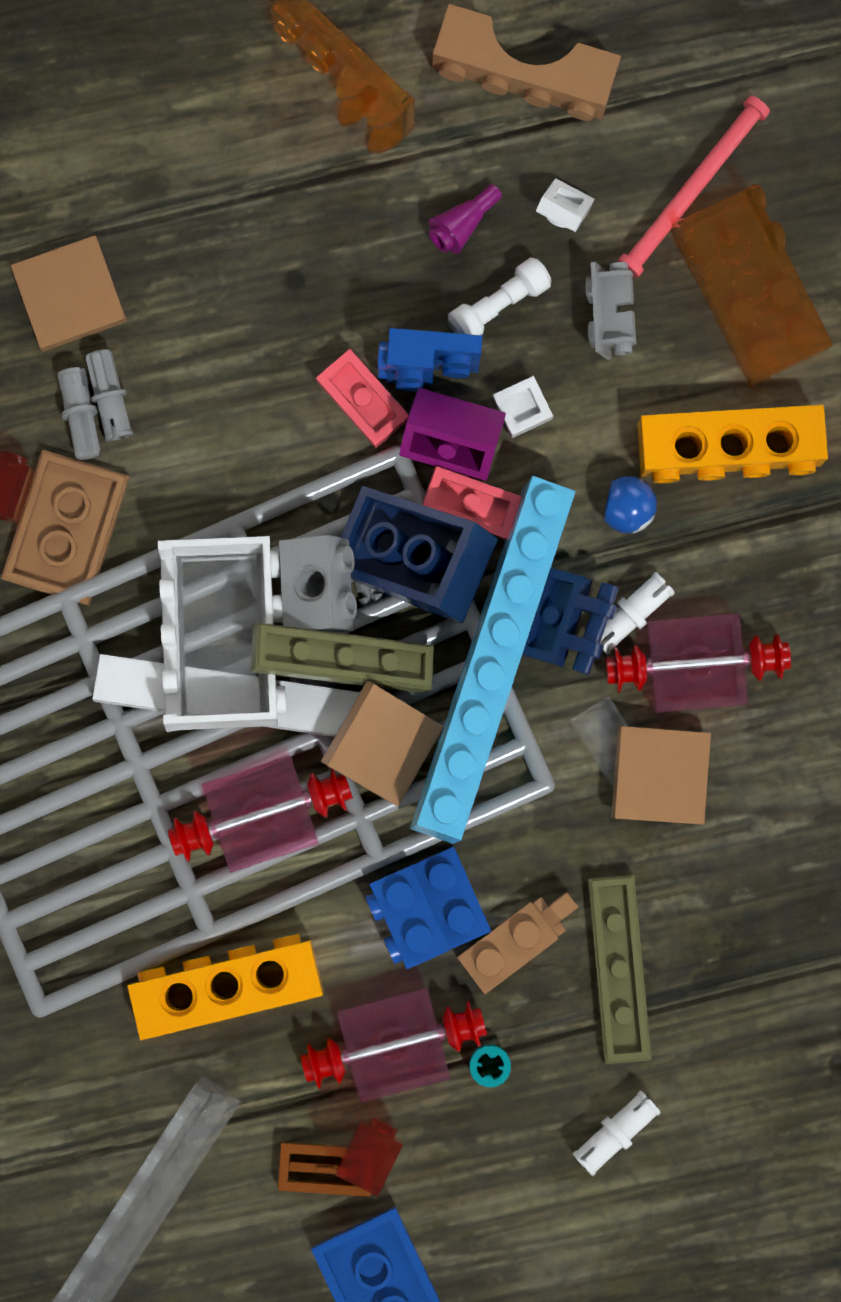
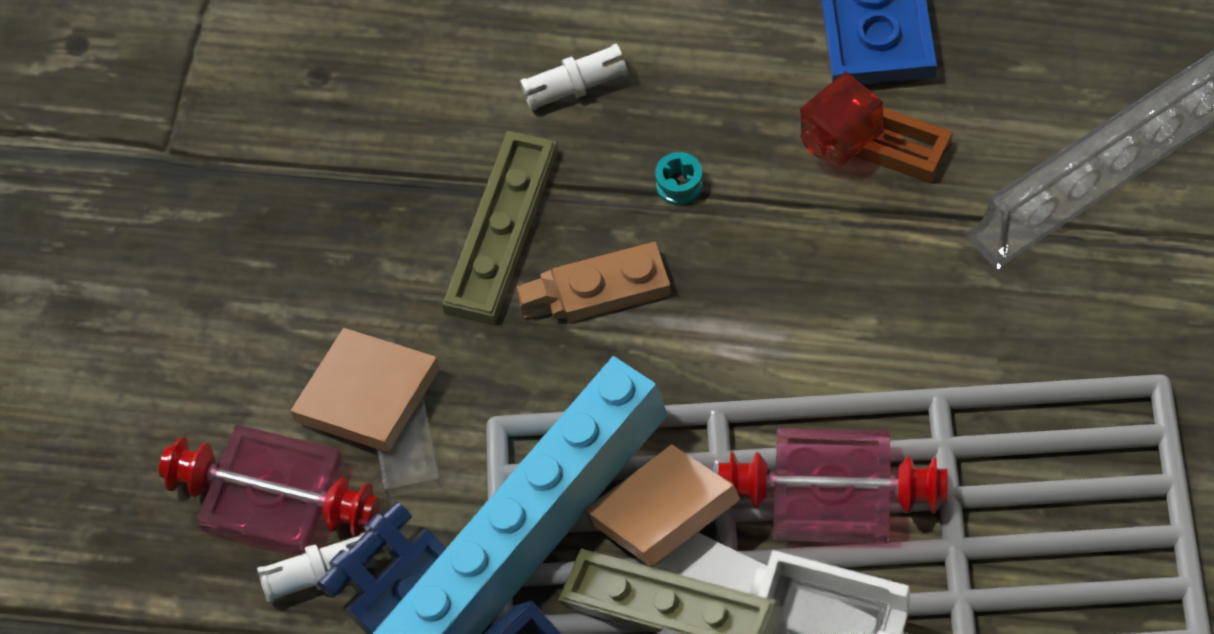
camera: 150 degrees left, 25 degrees down
(159, 1017) = (960, 314): light orange brick -> none
(393, 1045) = (773, 224): clear pink plate -> none
(427, 909) = (687, 340): blue plate -> none

